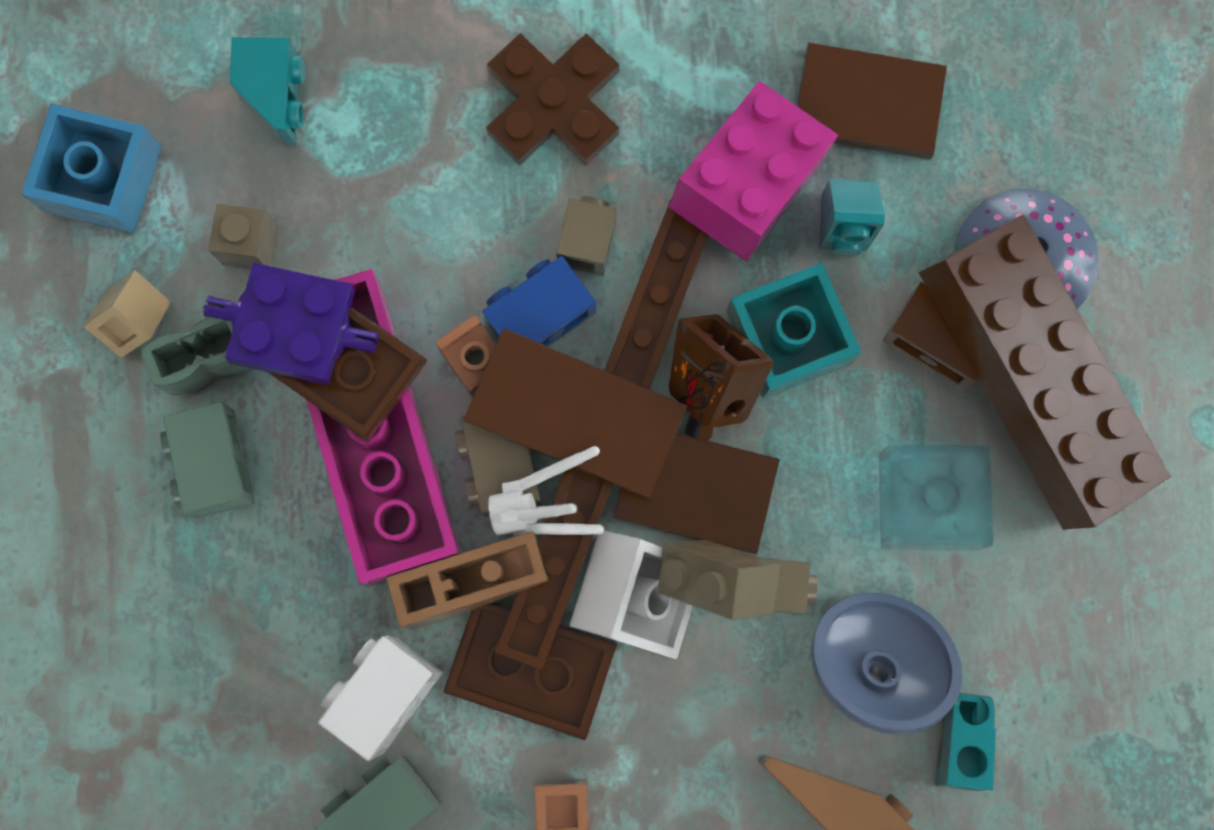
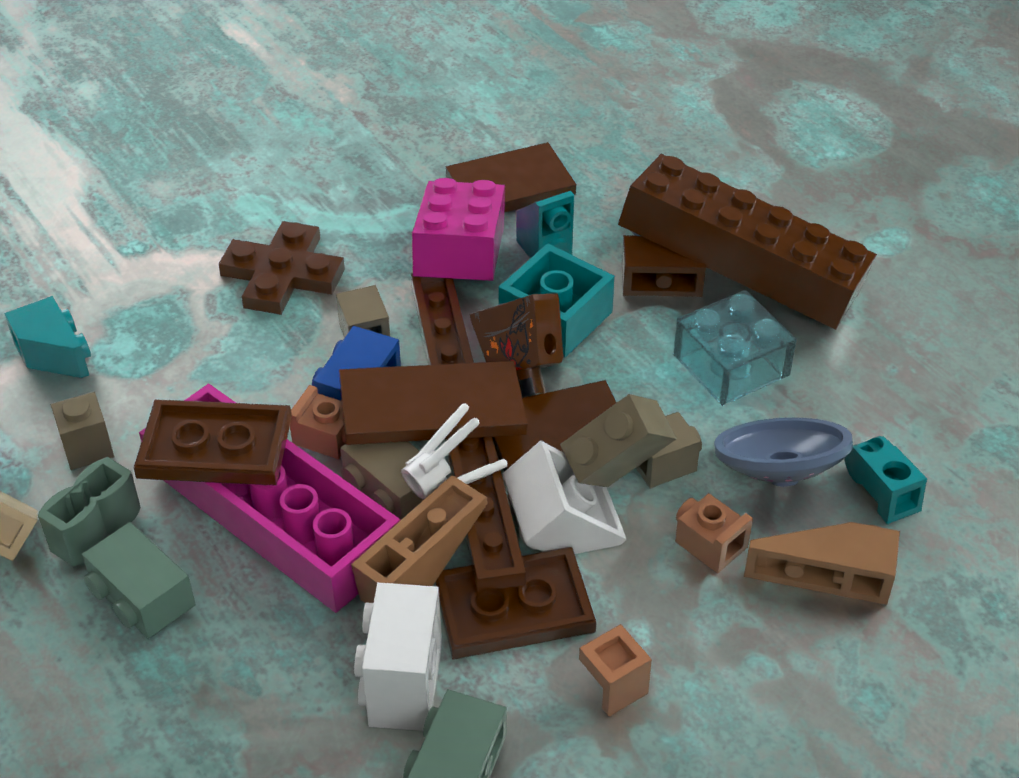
camera: 30 degrees left, 35 degrees down
(290, 324) = (165, 423): dark purple plate -> none
(748, 726) = (712, 531): none -> nougat brick

